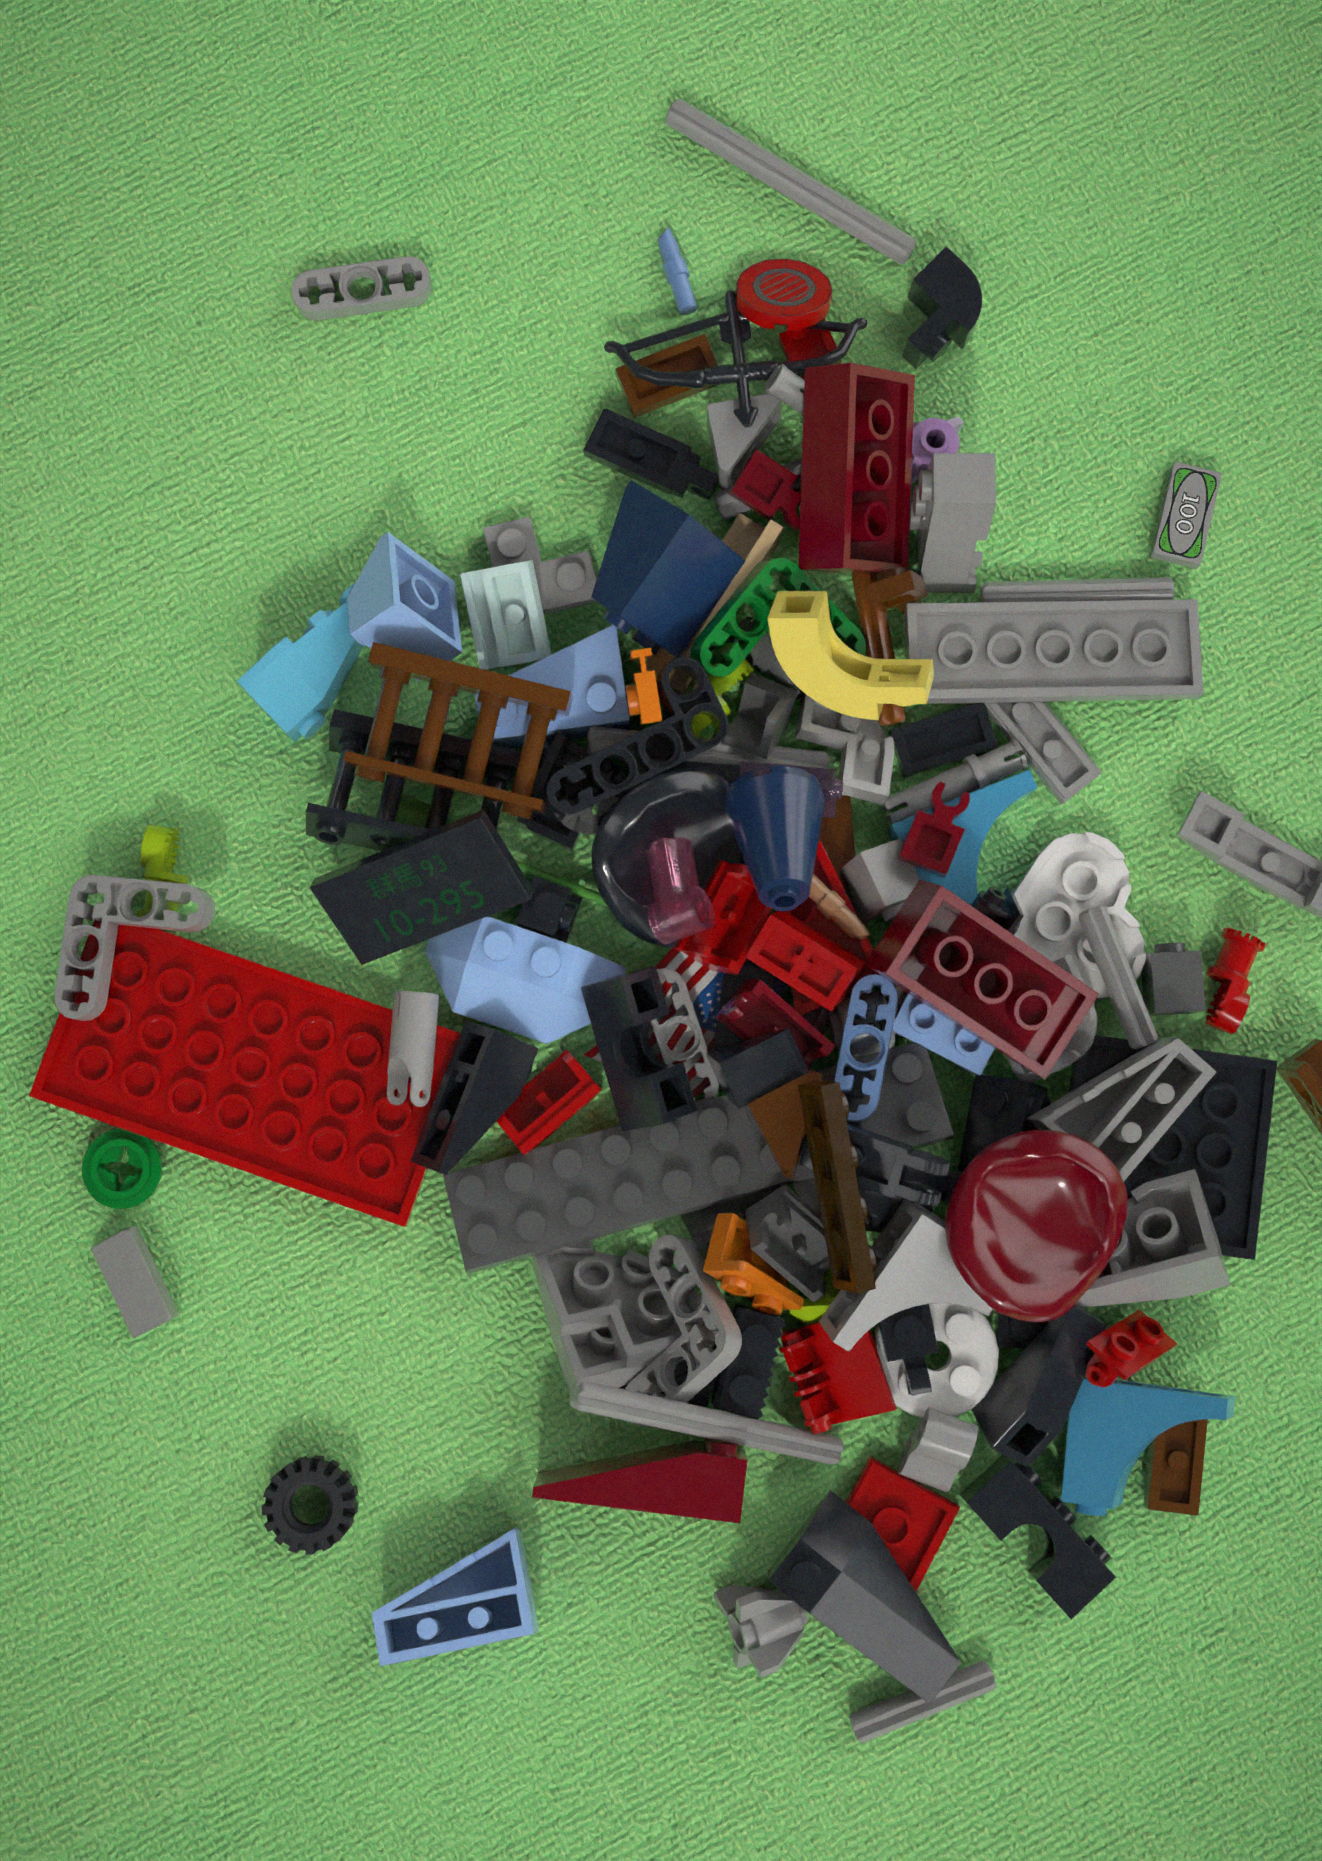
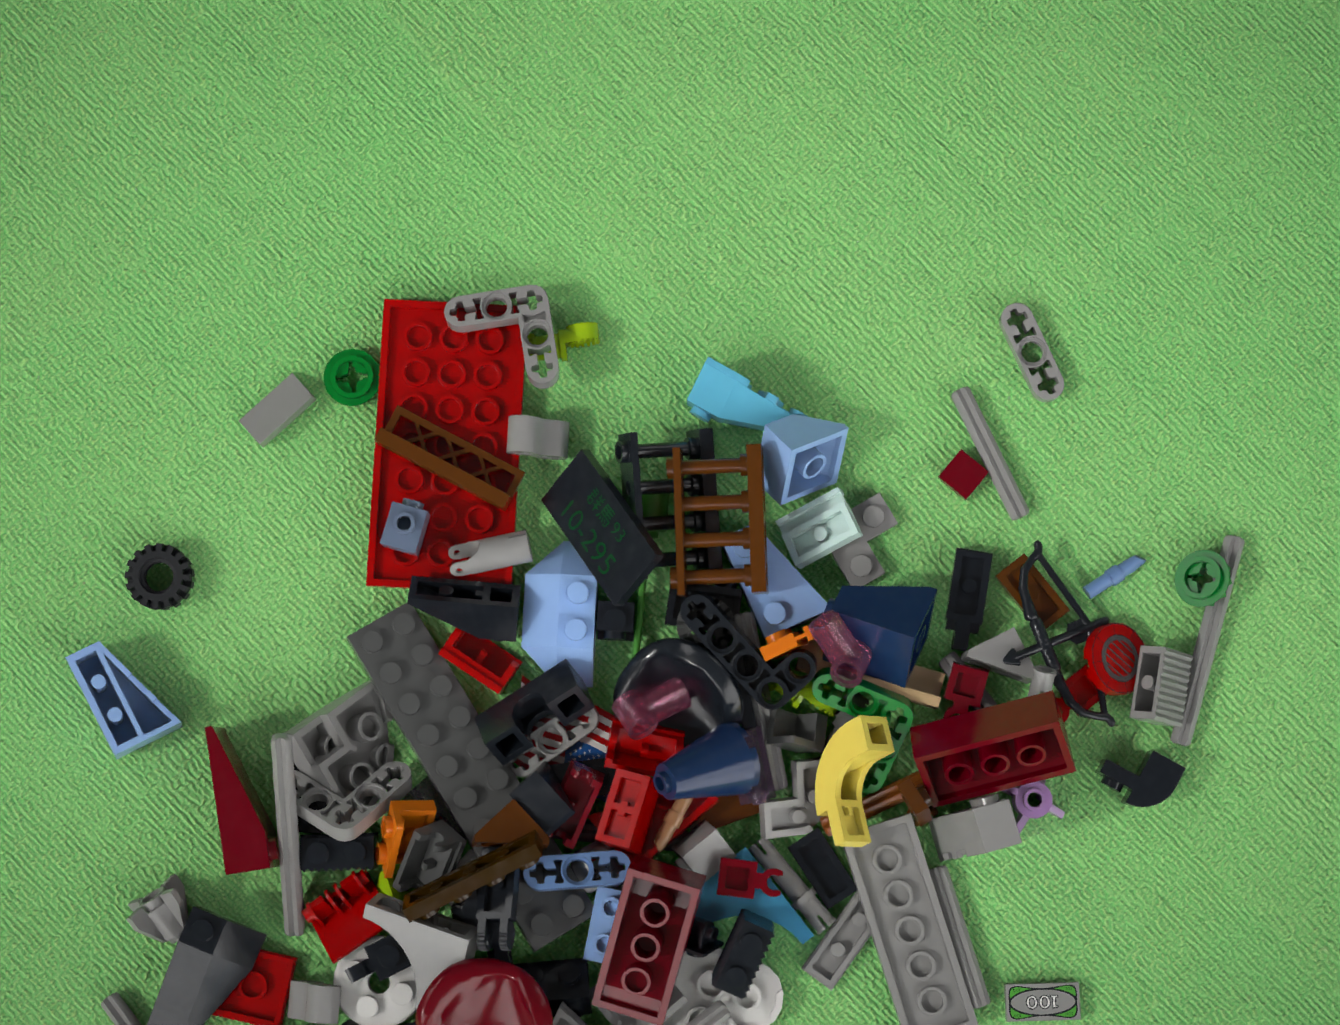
camera: 80 degrees right, 0 degrees up
(276, 943) = (537, 437): none -> light grey axle
(280, 1078) = (443, 469): none -> reddish brown fence
(342, 1150) = (405, 527): none -> sand blue brick
(474, 376) = (990, 453): none -> light grey axle
(492, 418) = (963, 474): none -> dark red tile
(674, 617) = (847, 655): none -> clear pink piece
(693, 167) = (1195, 565): none -> green gear
(833, 249) = (1161, 686): none -> light grey brick
(1031, 864) = (743, 953): none -> black brick

